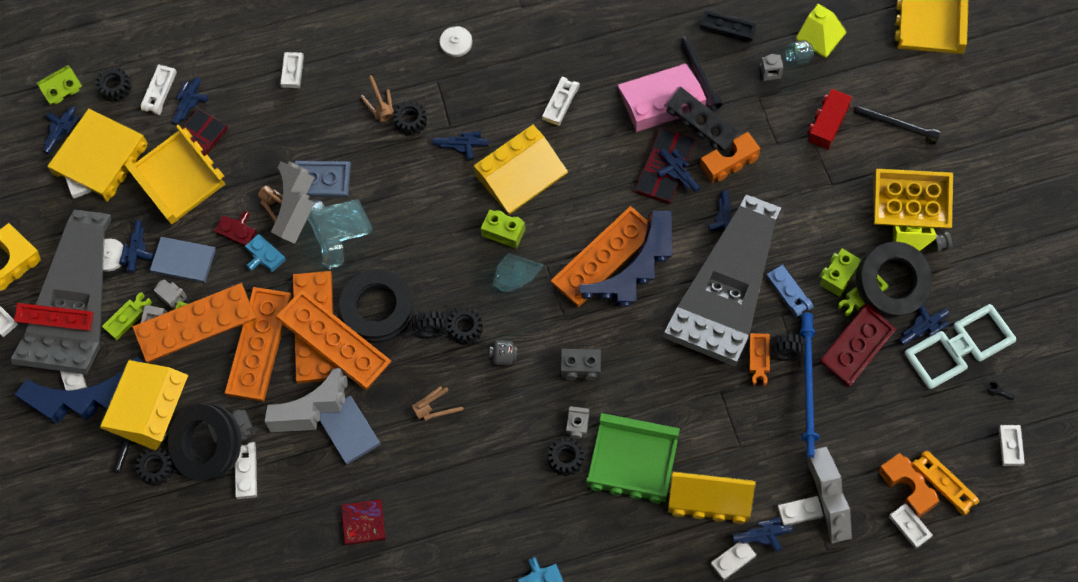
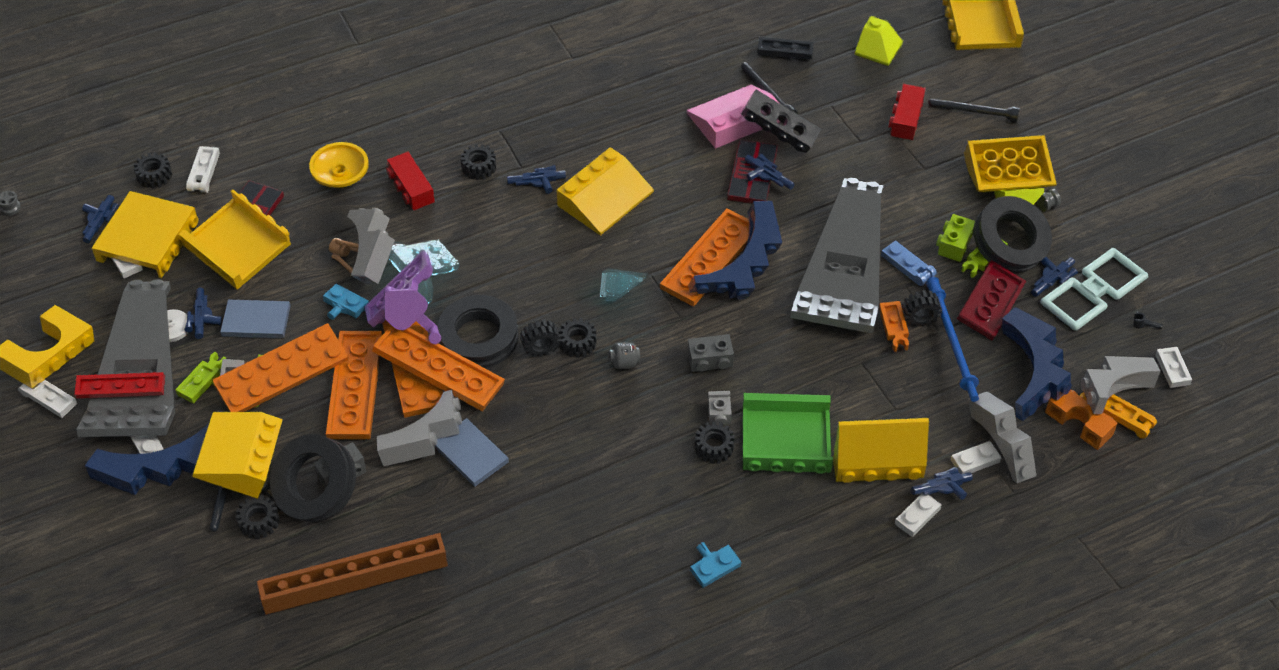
camera: 15 degrees left, 15 degrees down
(58, 82) = (94, 176): lime brick -> none
(169, 293) = (246, 348): light grey brick -> none
(189, 99) = (238, 175): dark blue piece -> none
(225, 538) = (352, 573): none -> dark orange brick
(236, 229) = (309, 284): dark red plate -> none
(246, 473) = (363, 510): white plate -> none
(276, 98) = (339, 164): none -> yellow dish
(292, 70) = (344, 131): white plate -> none
(303, 268) = (401, 302): none -> medium lavender plate
(330, 178) = (406, 225): sand blue tile -> none
(343, 131) = (410, 181): none -> red brick
(363, 522) = (505, 538): dark red tile -> none
(383, 111) = (448, 158): medium nougat plant -> none
(423, 408) = (549, 418): medium nougat plant -> none
(455, 41) = (511, 93): white piece -> none
(503, 228) = (598, 244): lime brick -> none
(560, 101) = (631, 130): white plate -> none
(718, 166) = (807, 164): orange arch -> none
(724, 216) = (824, 205): dark blue piece -> none
(770, 63) = (838, 70): light grey brick -> none
(799, 52) = (862, 60): clear light blue head -> none
(884, 446) = (1047, 360): none -> dark blue arch
(910, 526) = (1094, 454): white plate -> none
(951, 449) = (1115, 376): none -> light grey arch

